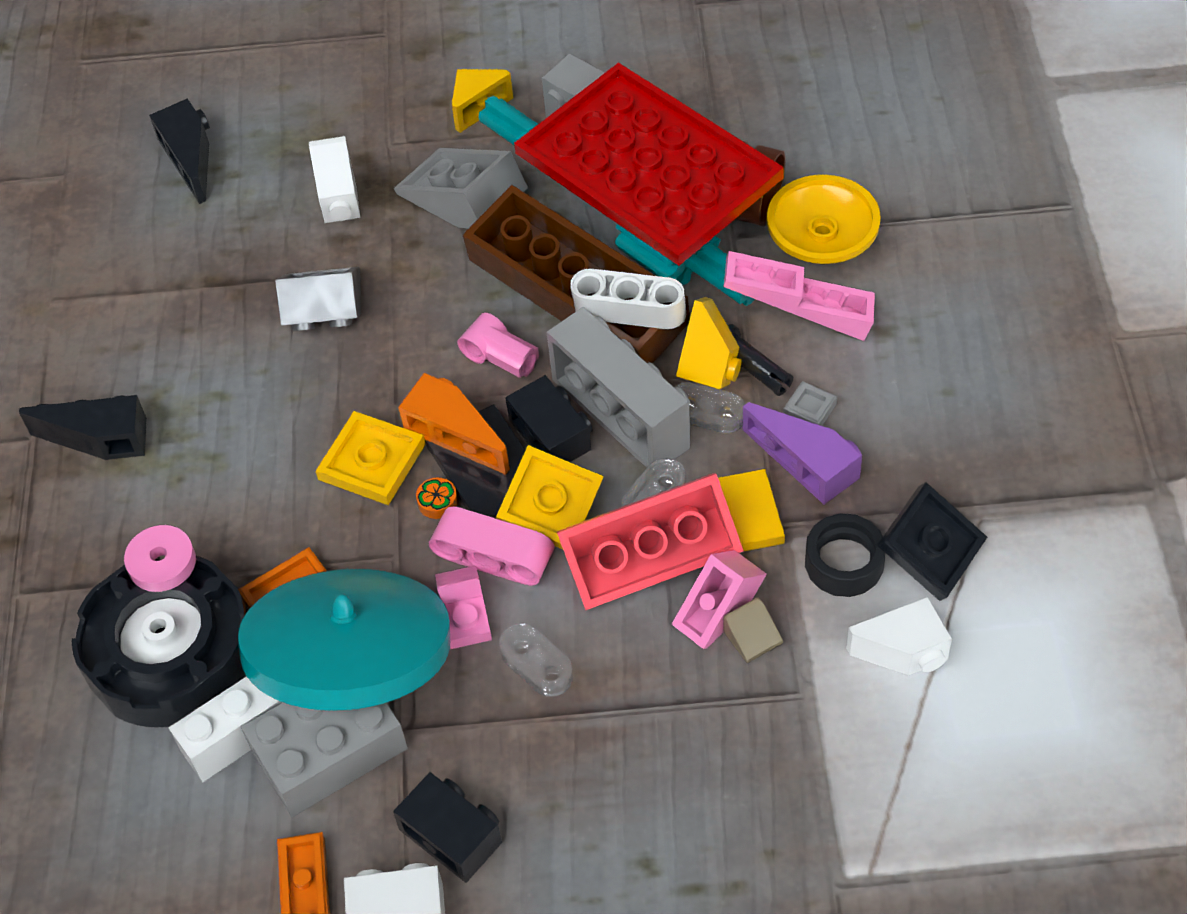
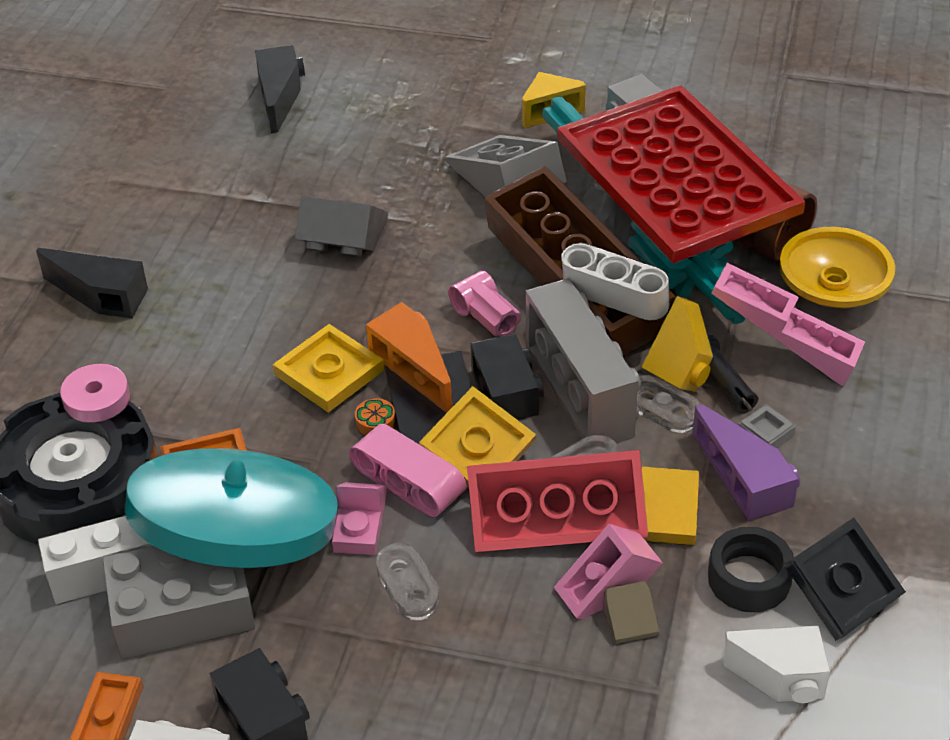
camera: 15 degrees right, 10 degrees down
(334, 179) = (392, 134): white slope -> none

